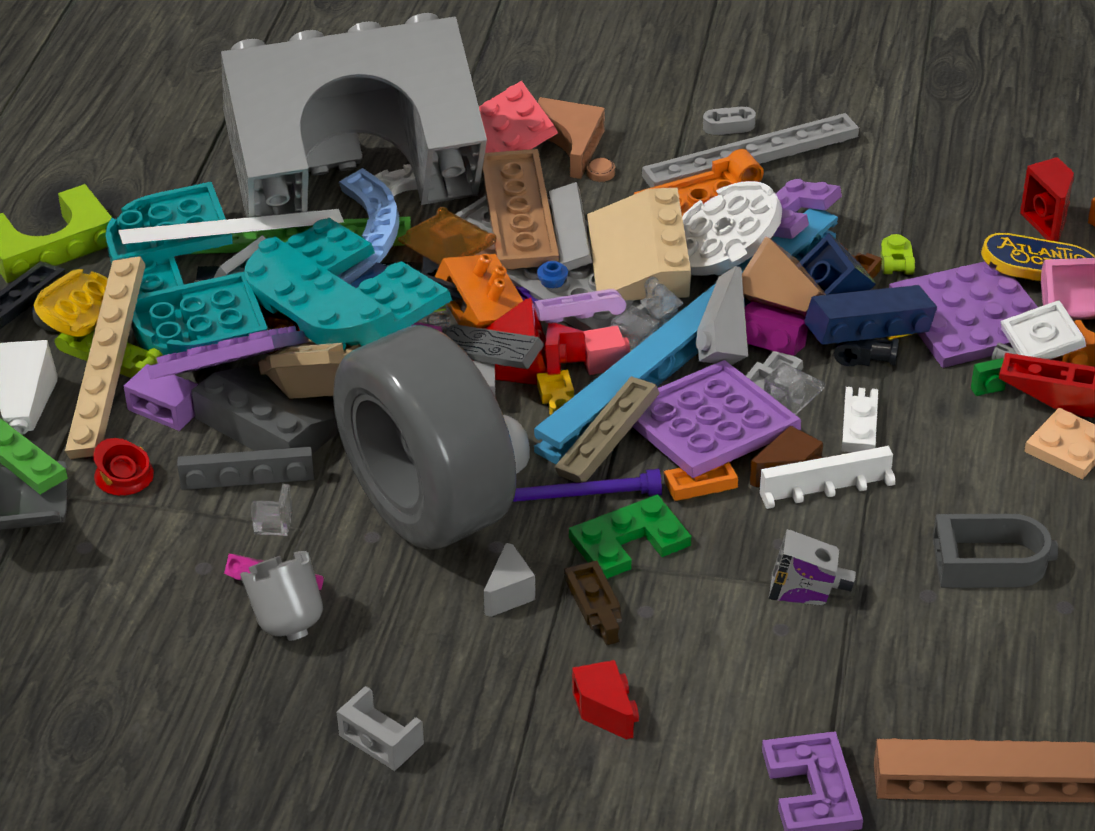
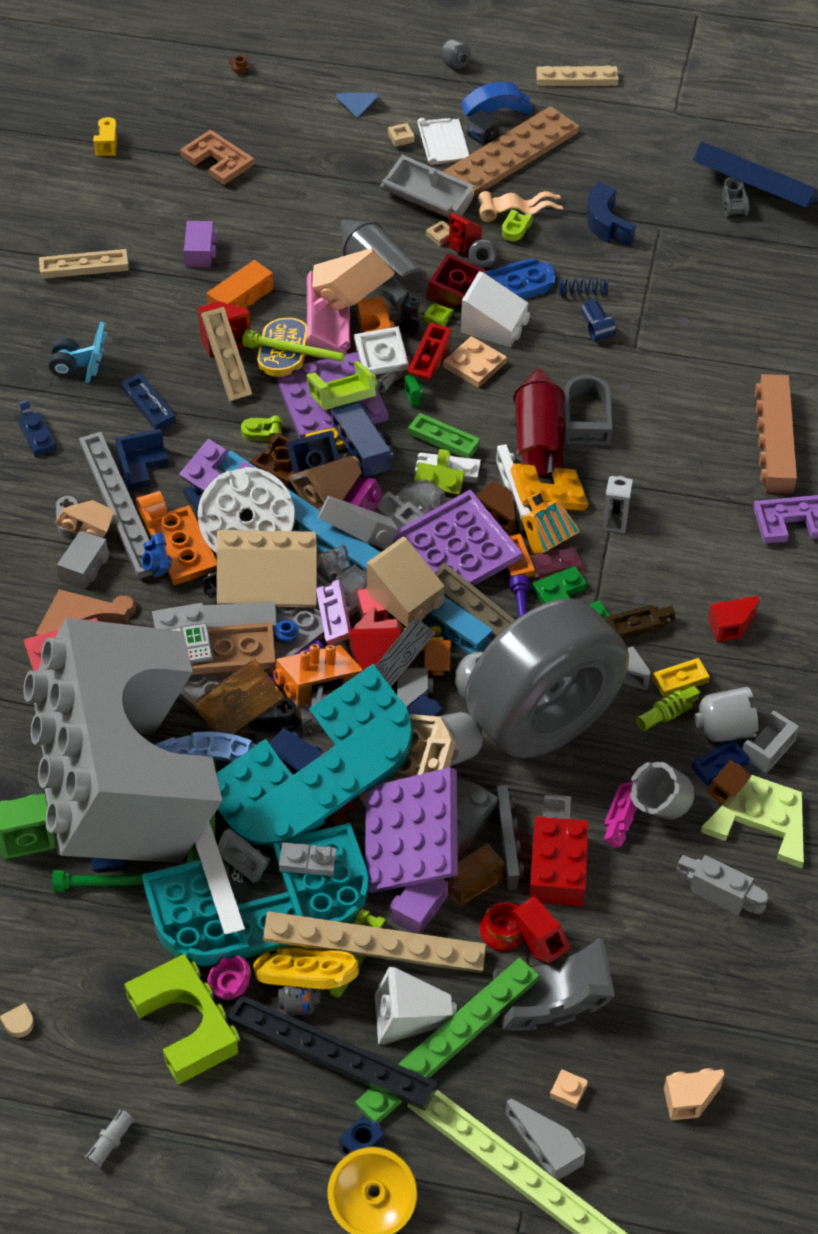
camera: 90 degrees left, 10 degrees up
(70, 139) = (18, 1021): none -> tan tile
(87, 259) = (229, 977): none -> dark pink hair
(94, 483) = (541, 930): none -> red slope
(145, 662) = (722, 885): none -> light grey hinge
(190, 431) = (476, 874): none -> clear orange brick
(201, 510) = (559, 861): none -> red brick
(215, 293) = (307, 859): none -> light grey plate
(225, 153) = (63, 880): none -> green piece
(270, 733) = (766, 808): none -> yellowish green wing
(297, 665) = (728, 783): none -> reddish brown brick
(348, 672) = (712, 763): none -> clear blue plate
(415, 675) = (727, 716): none -> light grey cylinder
(444, 625) = (668, 708): none -> lime hinge
(497, 640) = (681, 677): none -> yellow plate
(522, 398) = (437, 656): none -> orange brick
(524, 179) = (193, 623): none -> light grey slope
(611, 342) = (404, 582): none -> tan slope
(653, 171) = (155, 555): none -> blue plate
(660, 130) = (83, 559): none -> light grey brick
(700, 520) = (554, 562): none -> clear pink plate
(713, 122) = (87, 517): none -> light nougat slope
(750, 495) = (547, 524): none -> light orange torso
(805, 485) = (565, 490): none -> light orange plate
(822, 154) = (139, 453): none -> dark blue panel
(833, 403) = (445, 478): none -> lime plate
(859, 88) = (35, 430): none -> dark blue plate
(912, 410) = (444, 436): none -> bright green plate
(920, 162) = (148, 402): none -> dark blue plate
(946, 481) = (540, 422): none -> dark red piece
(947, 287) = (342, 390): none -> lime panel
(980, 104) = (68, 355): none -> plate
(994, 196) = (226, 354): none -> tan plate
(1040, 228) = (253, 339): none -> lime piece

